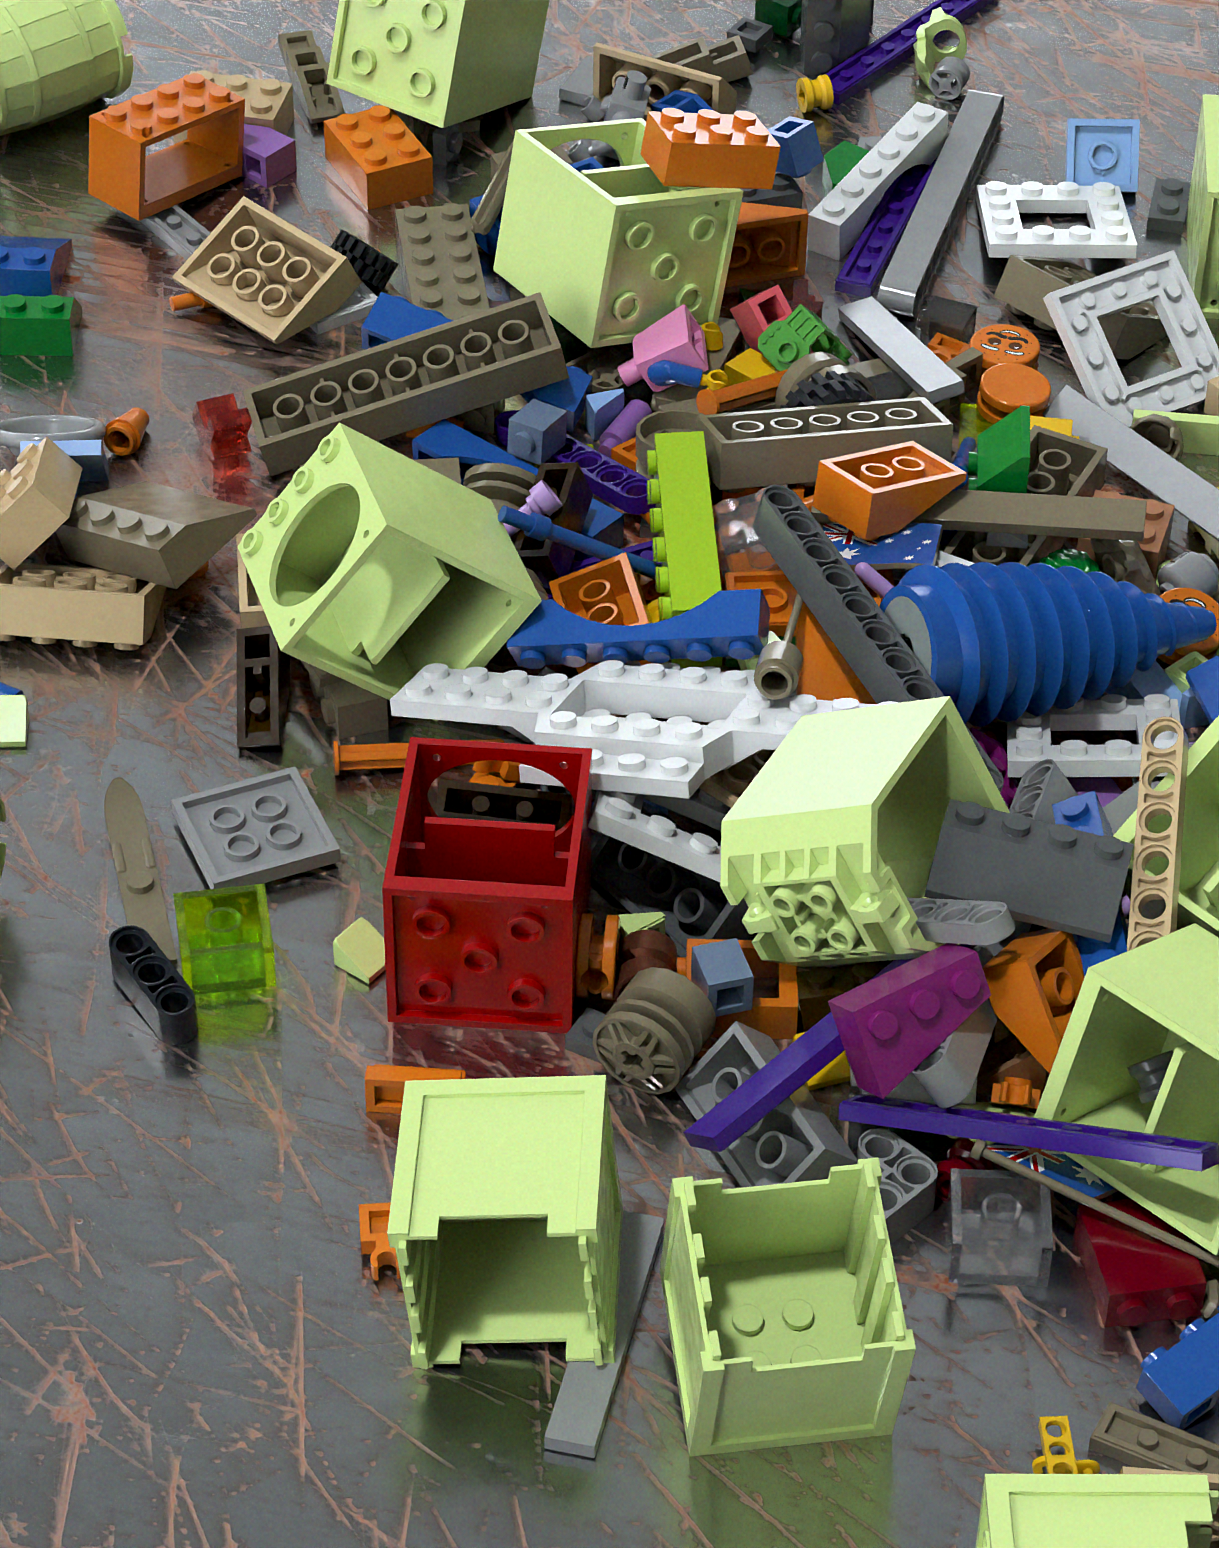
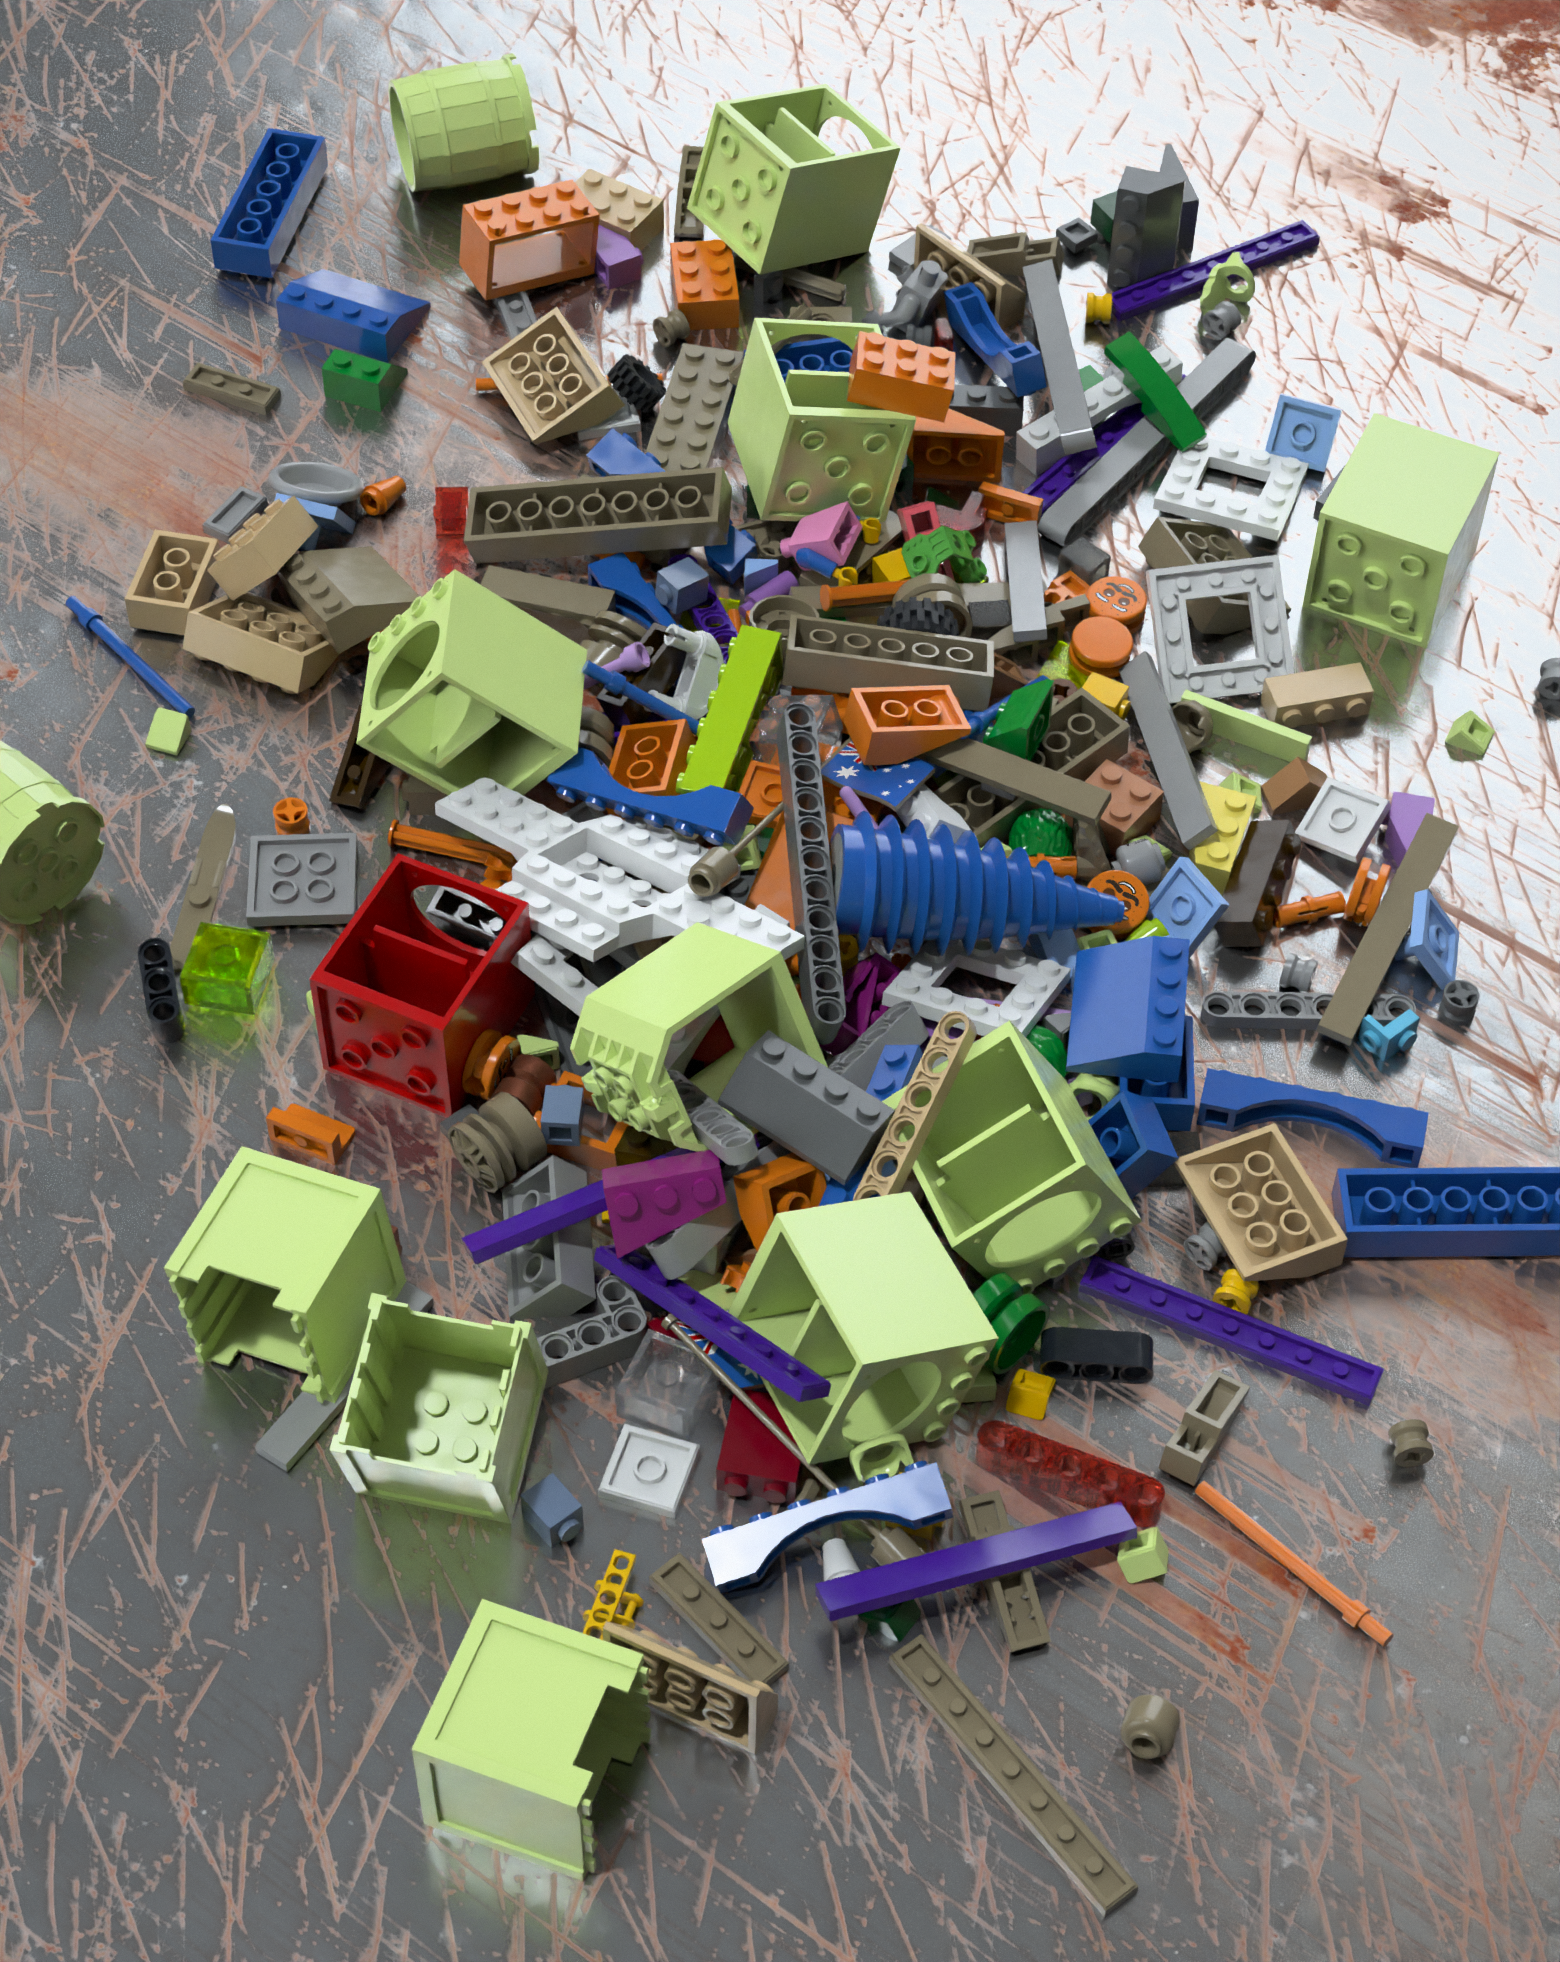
camera: 20 degrees right, 10 degrees up
(206, 769) = (291, 817): none -> orange wheel
(364, 204) = (671, 328): none -> dark tan wheel
(472, 132) = (804, 281): none -> dark tan axle
(614, 504) = (698, 673): none -> white connector
(838, 286) = (1010, 505): none -> orange plate
(845, 155) = (1059, 358): none -> light grey beam
(941, 1400) = (552, 1511): none -> sand blue brick
(946, 147) = (1156, 391): none -> green slope
(1020, 1329) = (649, 1471): none -> white tile

